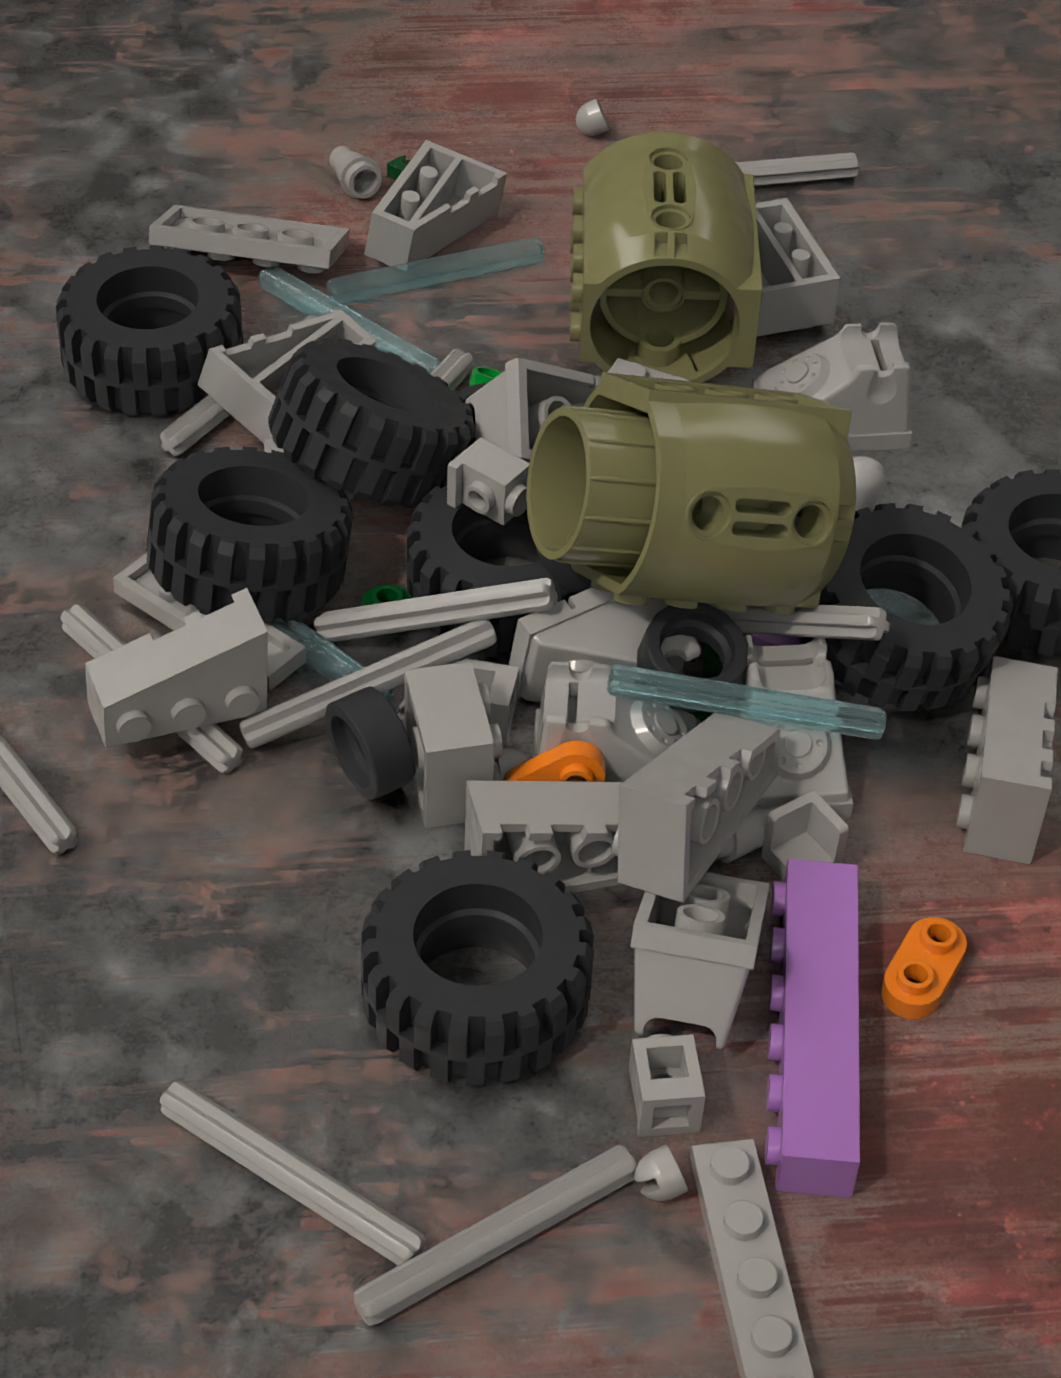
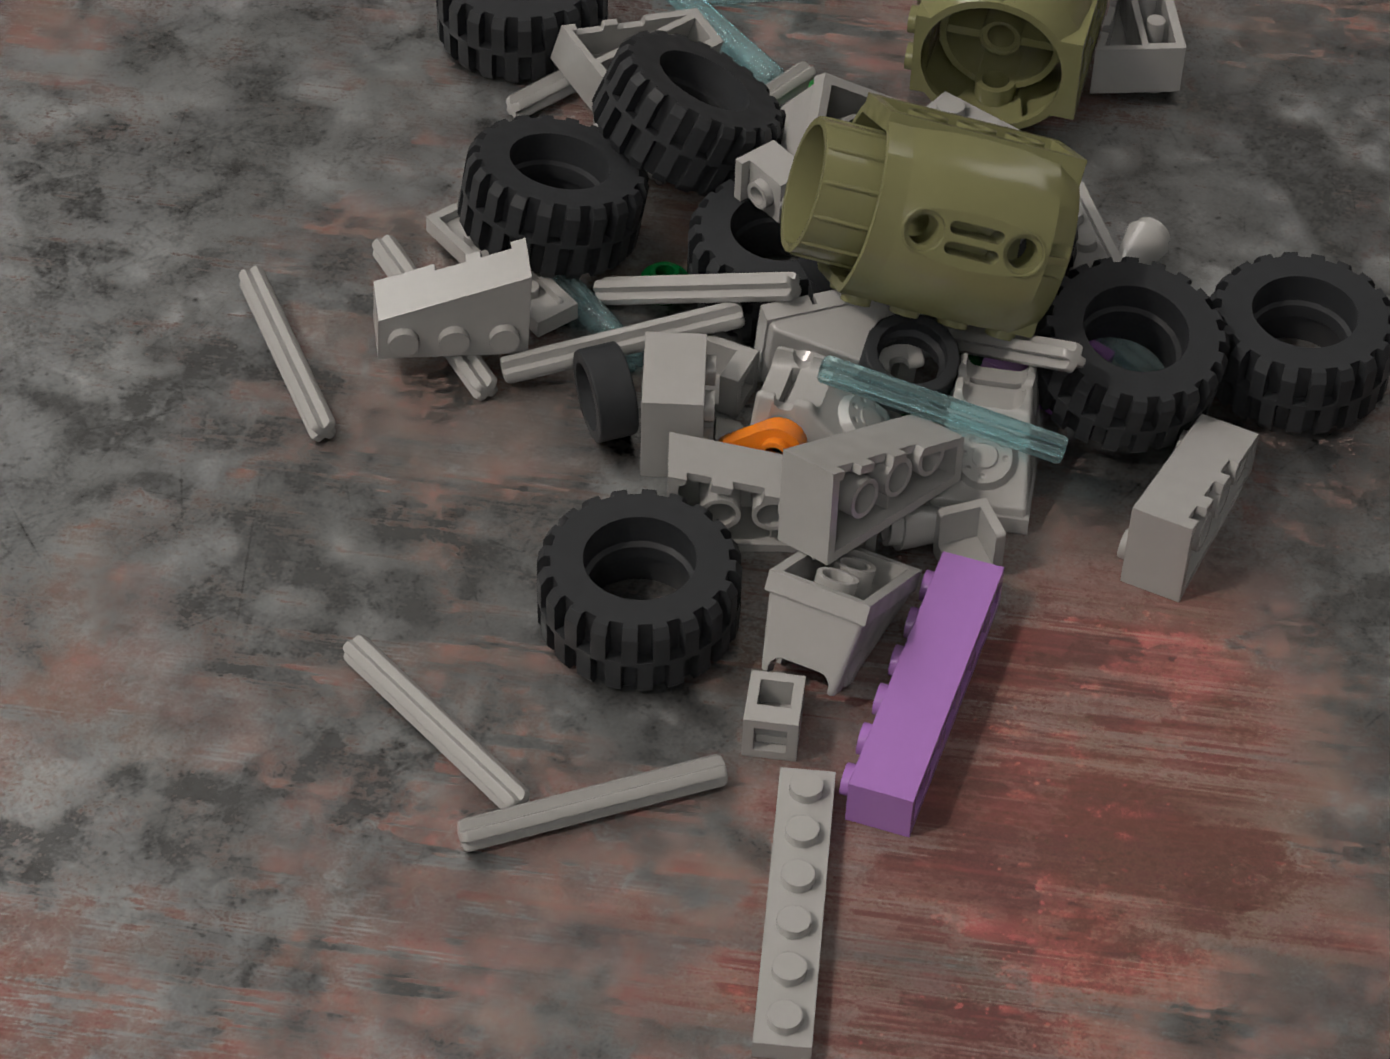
camera: 15 degrees right, 0 degrees up
(664, 1171) = (748, 782): light grey hinge -> none
(856, 373) = (1154, 158): light grey piece -> none
(928, 964) = (1053, 662): orange plate -> none

